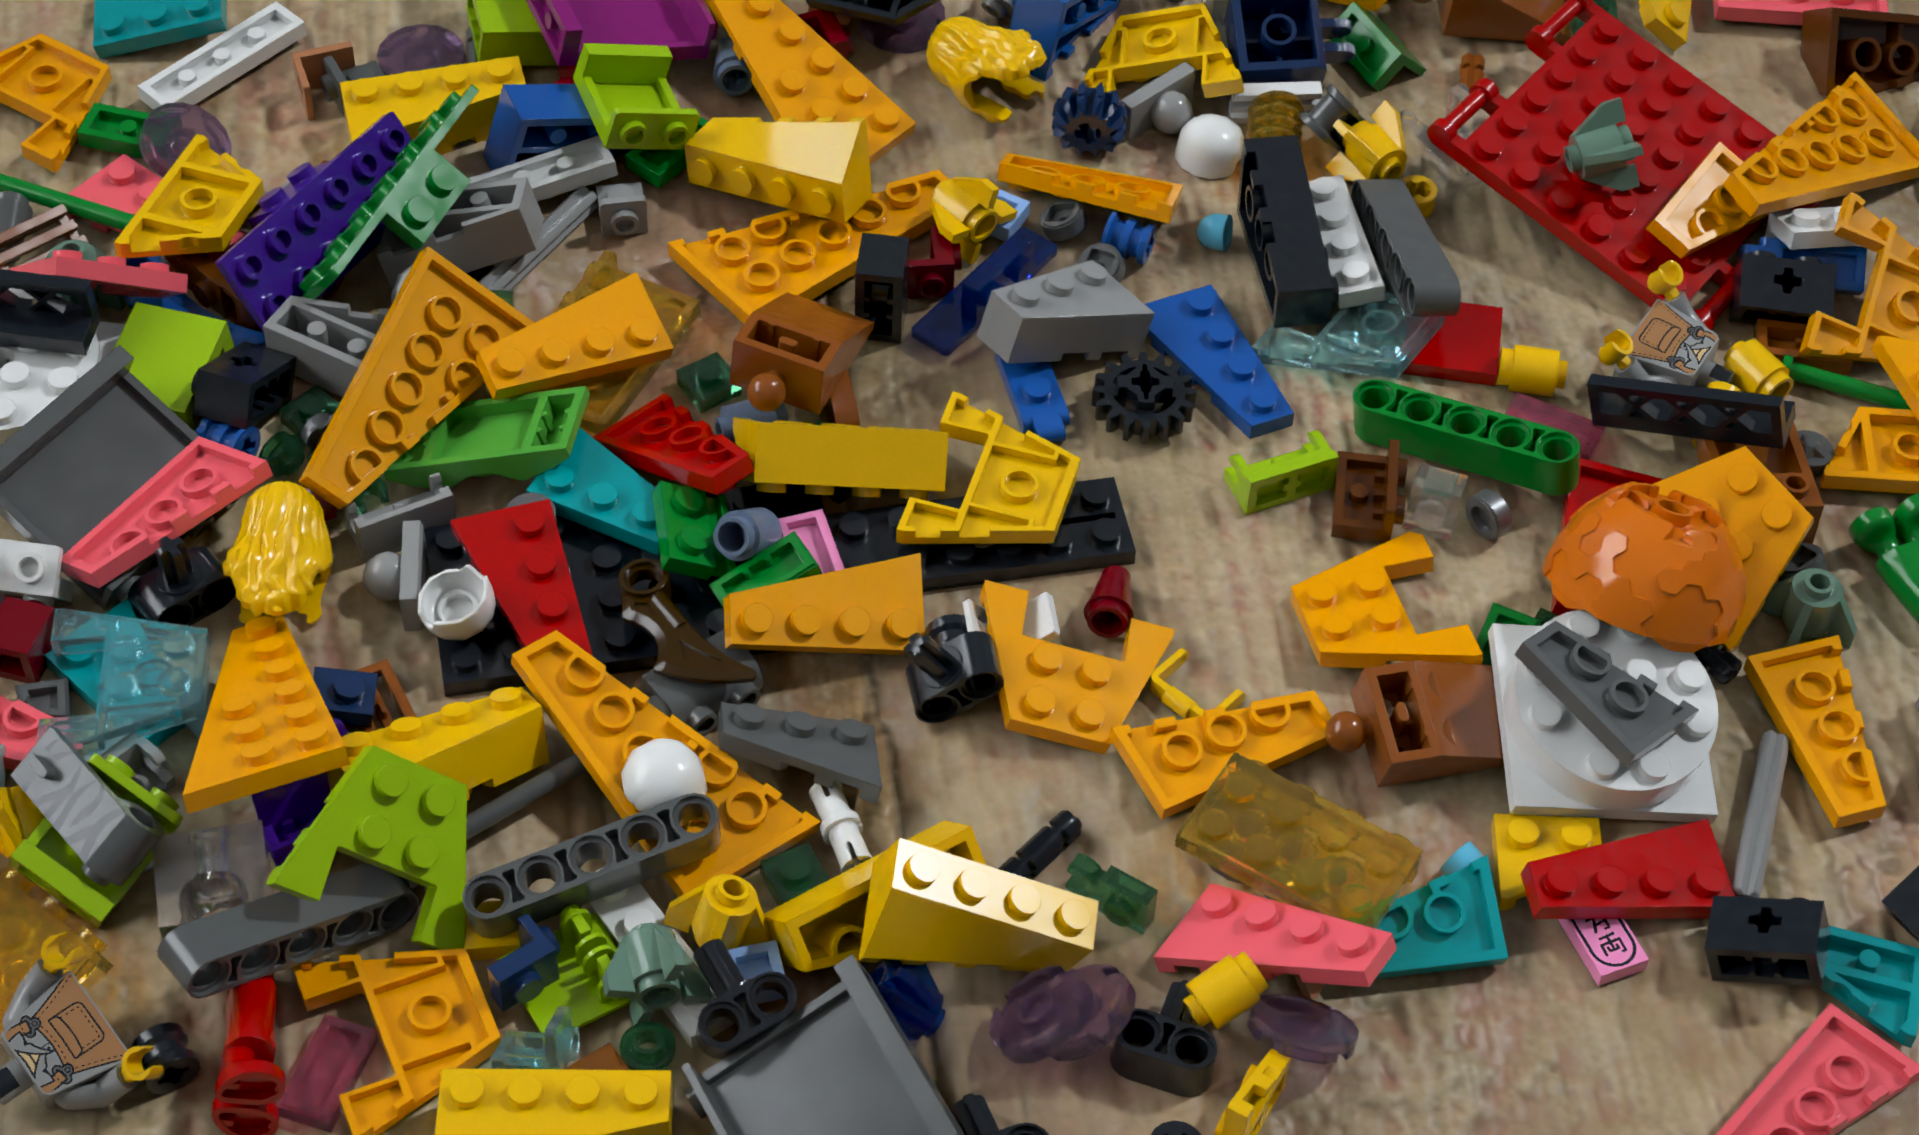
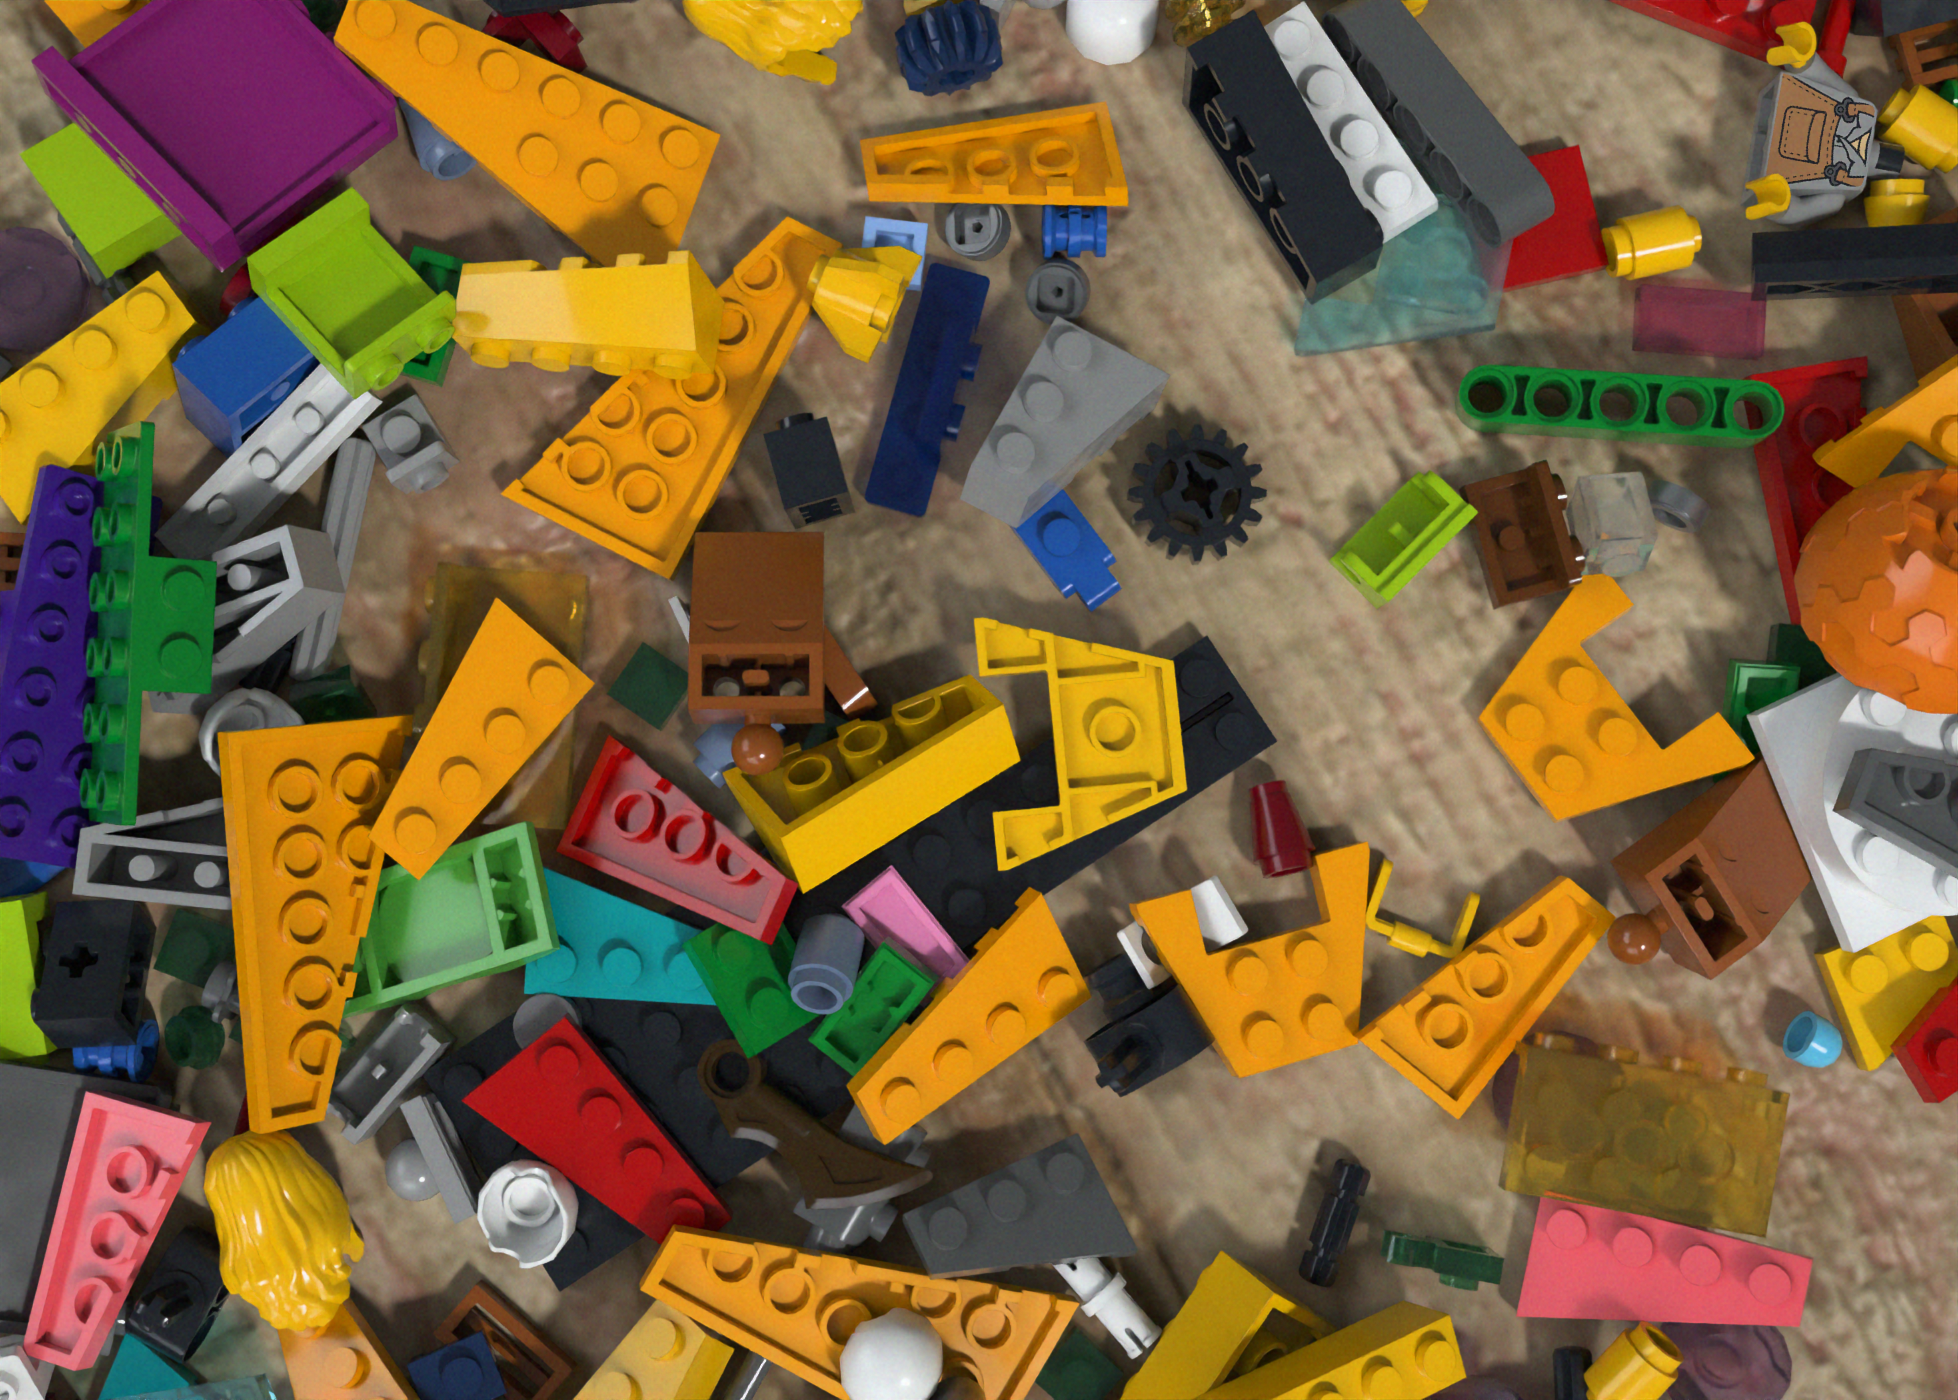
camera: 20 degrees left, 35 degrees up
(935, 275) = (868, 395): dark red bracket -> none
(1214, 351) = (1252, 376): blue wing -> none
(1216, 231) = (1174, 164): medium azure hinge -> none
(1447, 924) = (1829, 1143): teal wing -> none

